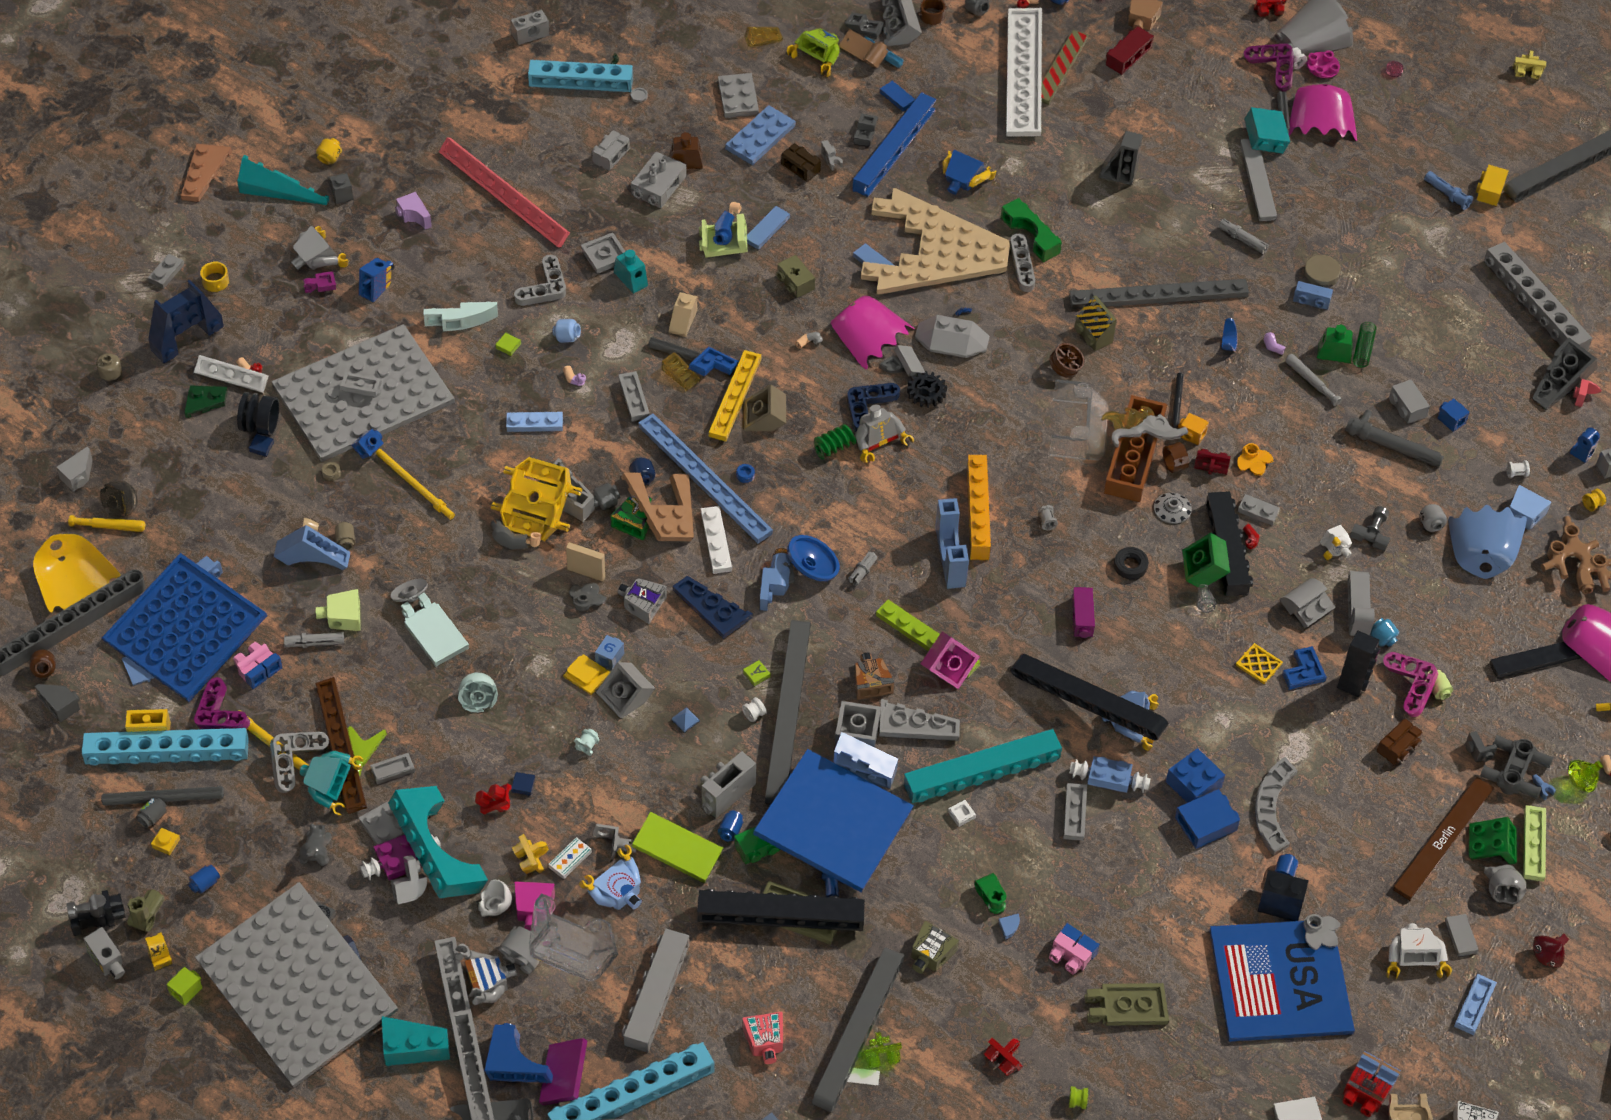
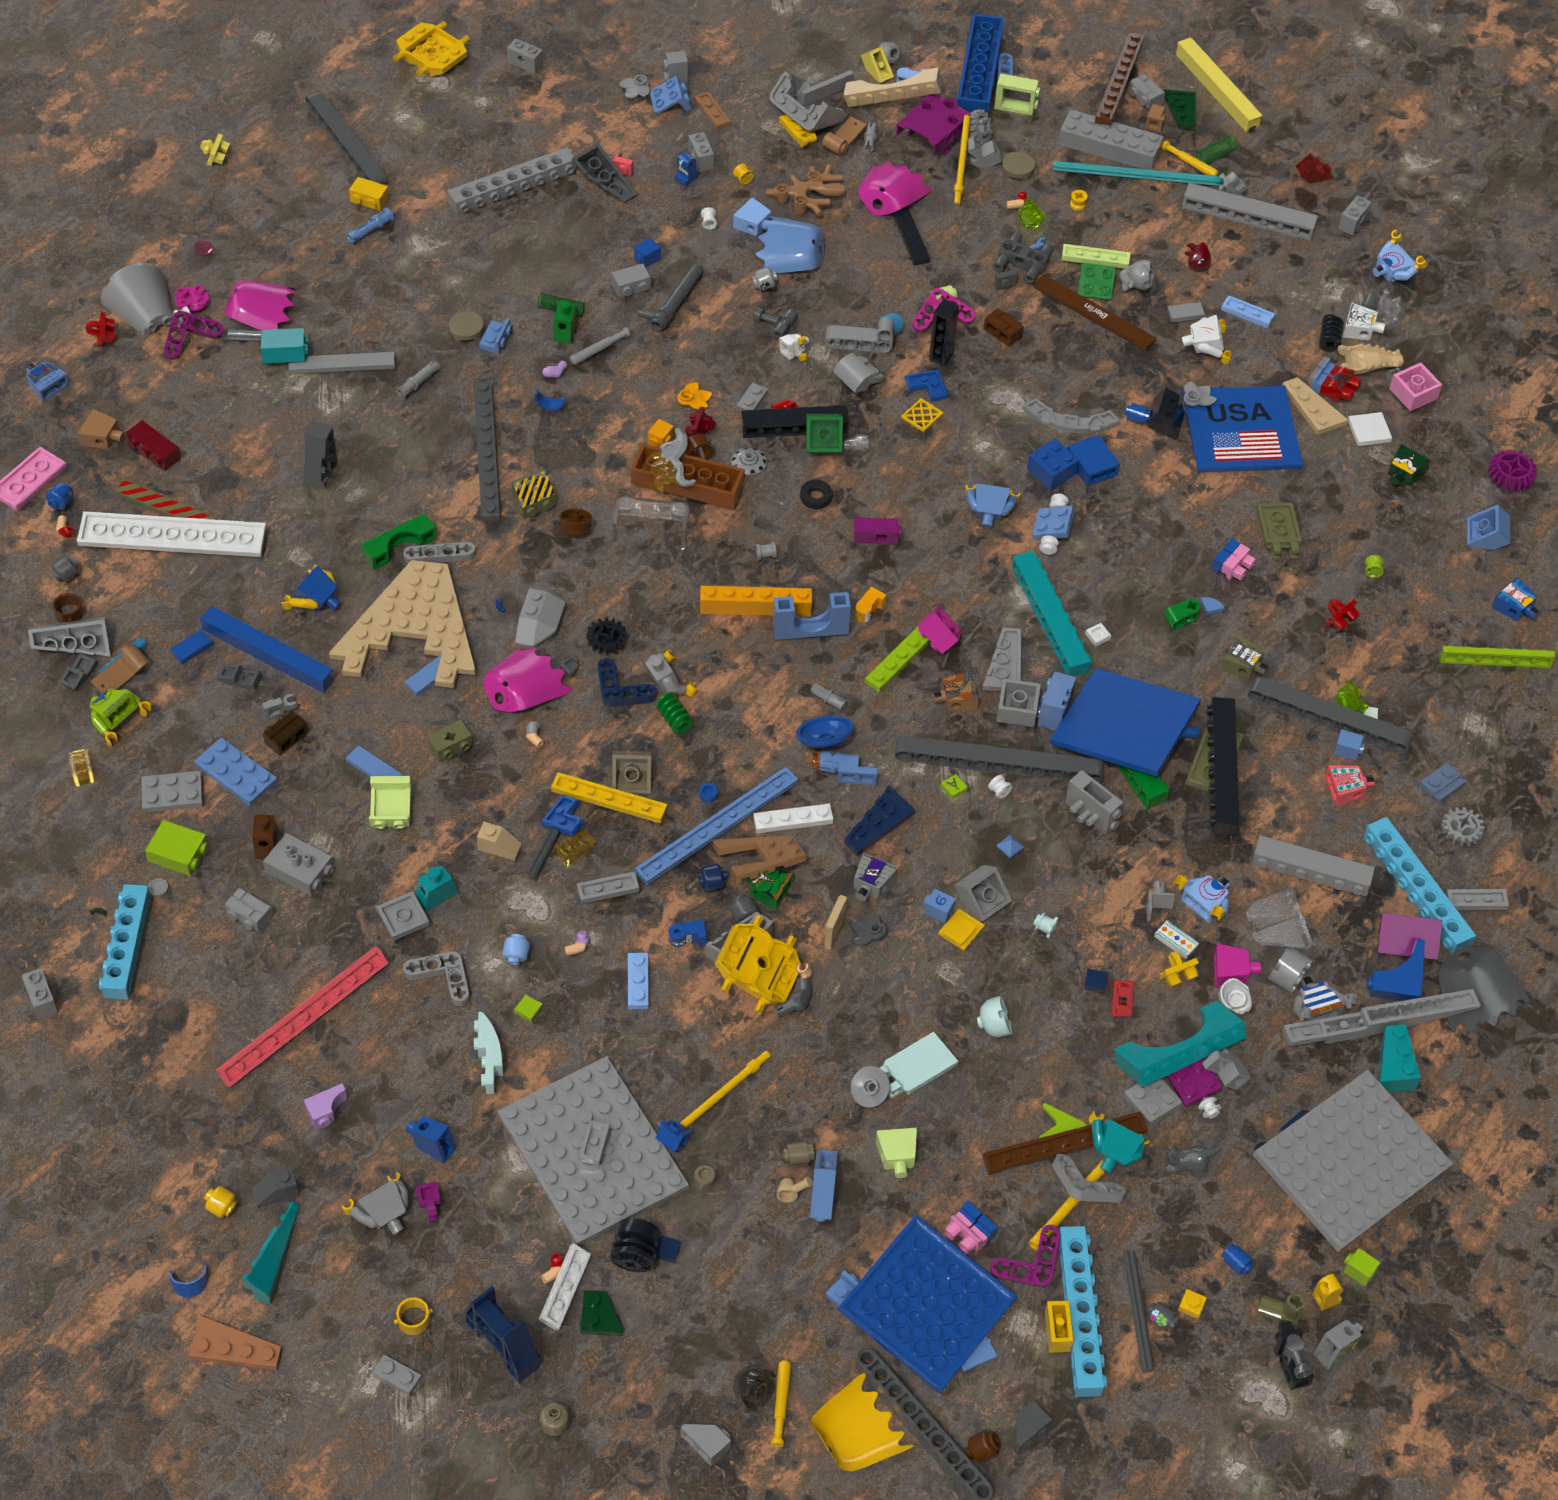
camera: 90 degrees left, 0 degrees up
(257, 145) = (192, 1288): none -> blue helmet
(313, 639) = (935, 1183): light grey pin -> none
(392, 768) = (1086, 1096): light grey tile -> none
(582, 462) = (688, 933): none -> blue leg
(675, 100) = (177, 848): none -> lime brick
(677, 847) = (1160, 849): lime tile -> none
(723, 230) = (382, 799): blue arm -> none
(730, 825) = (1133, 807): blue brick -> none
(817, 1042) = (1349, 745): none -> medium blue brick
(909, 360) = (568, 649): light grey tile -> none
(983, 603) = (868, 604): none -> light orange leg
(1075, 812) = (1092, 551): light grey plate -> none
(1089, 697) = (980, 525): black beam -> none
(1177, 400) = (614, 445): black bar -> none
(1321, 1064) = (1315, 409): none -> tan wing
(1448, 1088) = (1331, 332): none -> black piece

